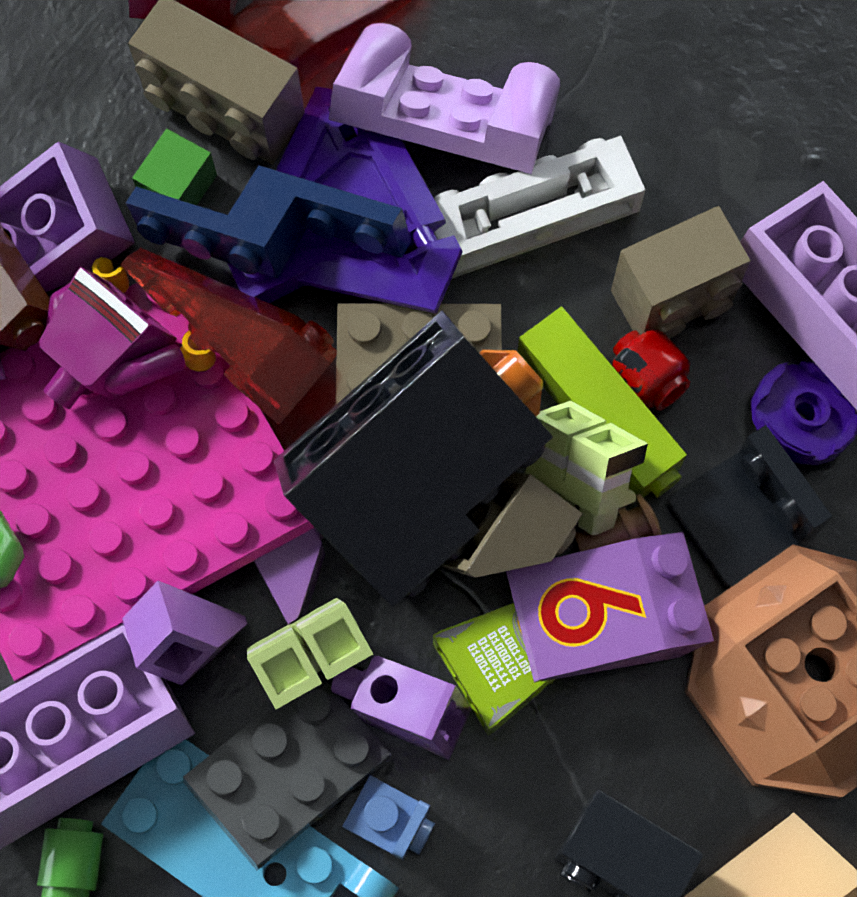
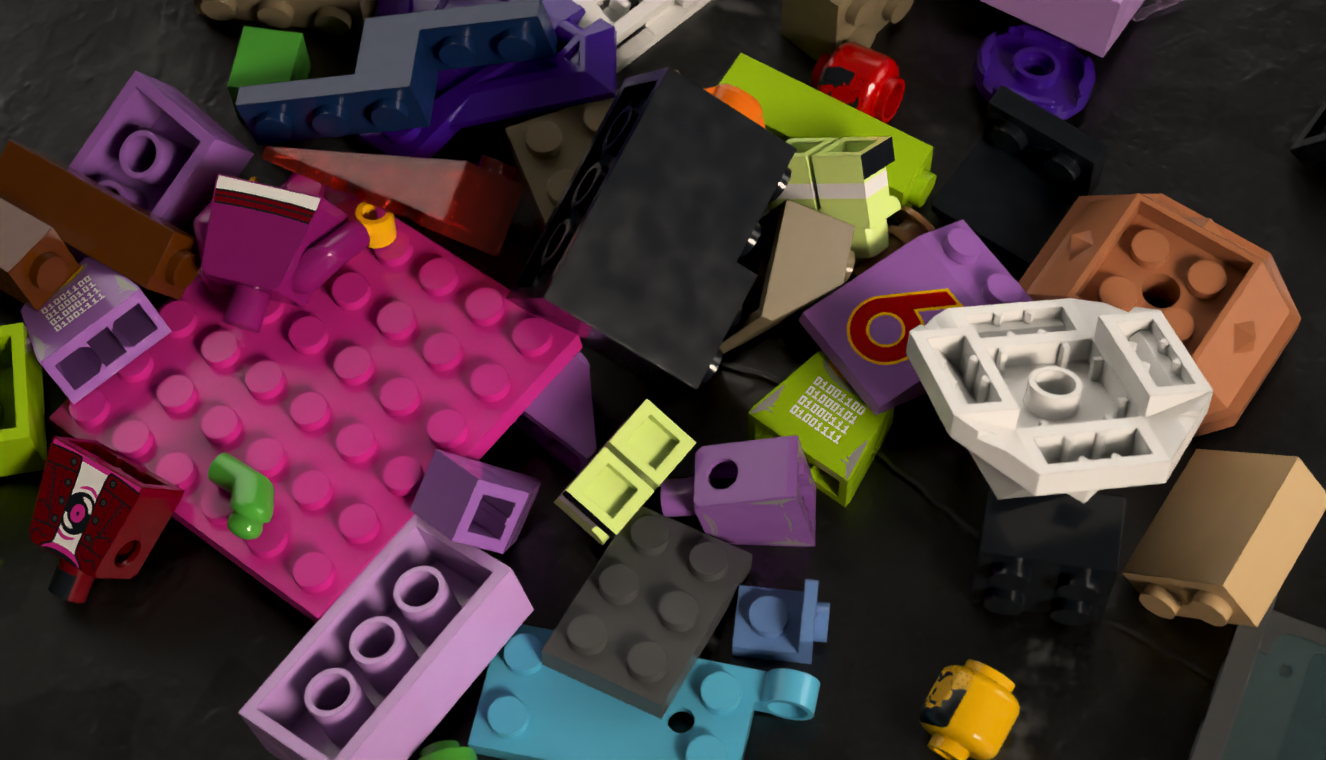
camera: 20 degrees left, 10 degrees down
(684, 746) = (1062, 393): none -> white piece

